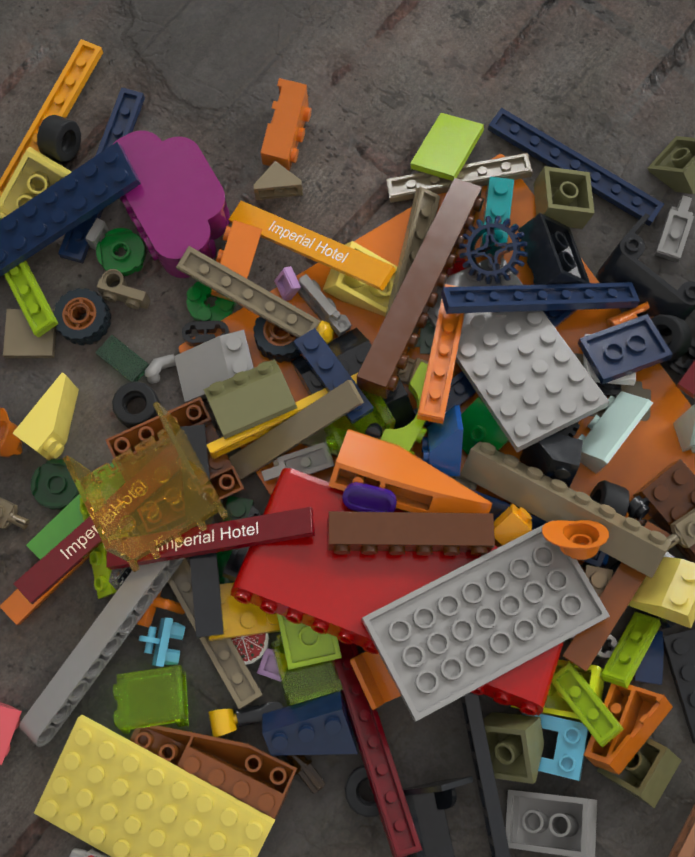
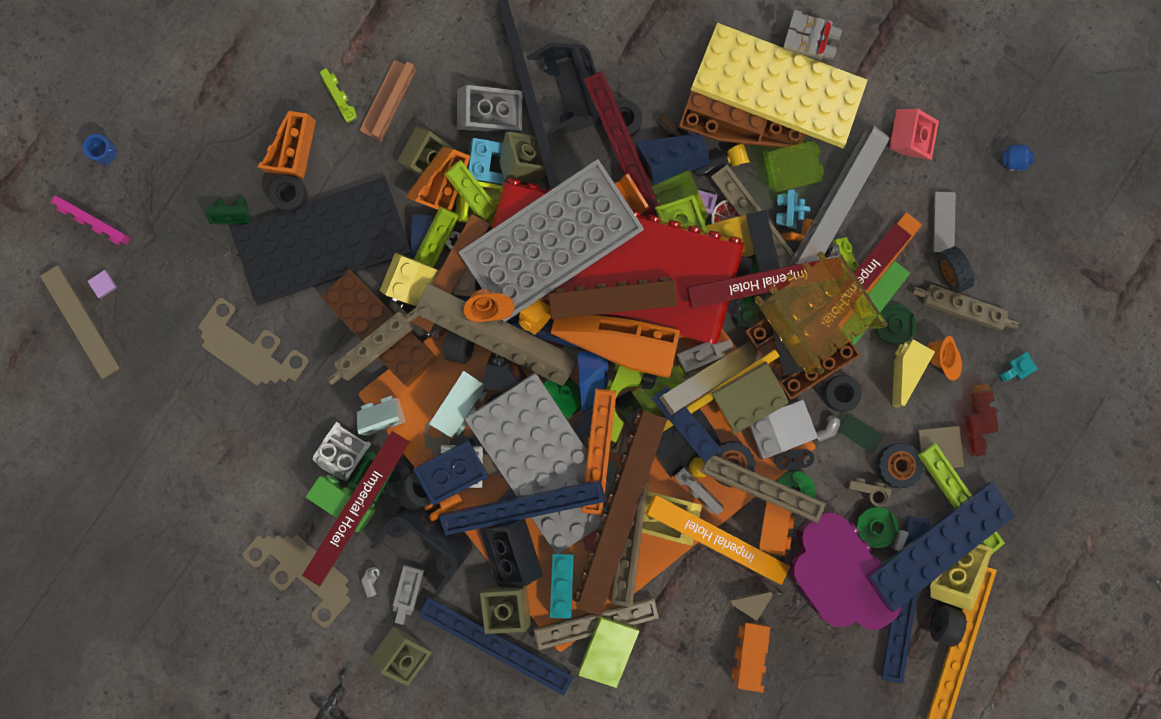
camera: 170 degrees right, 10 degrees up
(287, 283) = (732, 508): lavender tile -> none
(368, 498) = (647, 322): dark purple tile -> none
(491, 238) = (549, 551): dark blue gear -> none
(638, 507) = (436, 342): black plate -> none

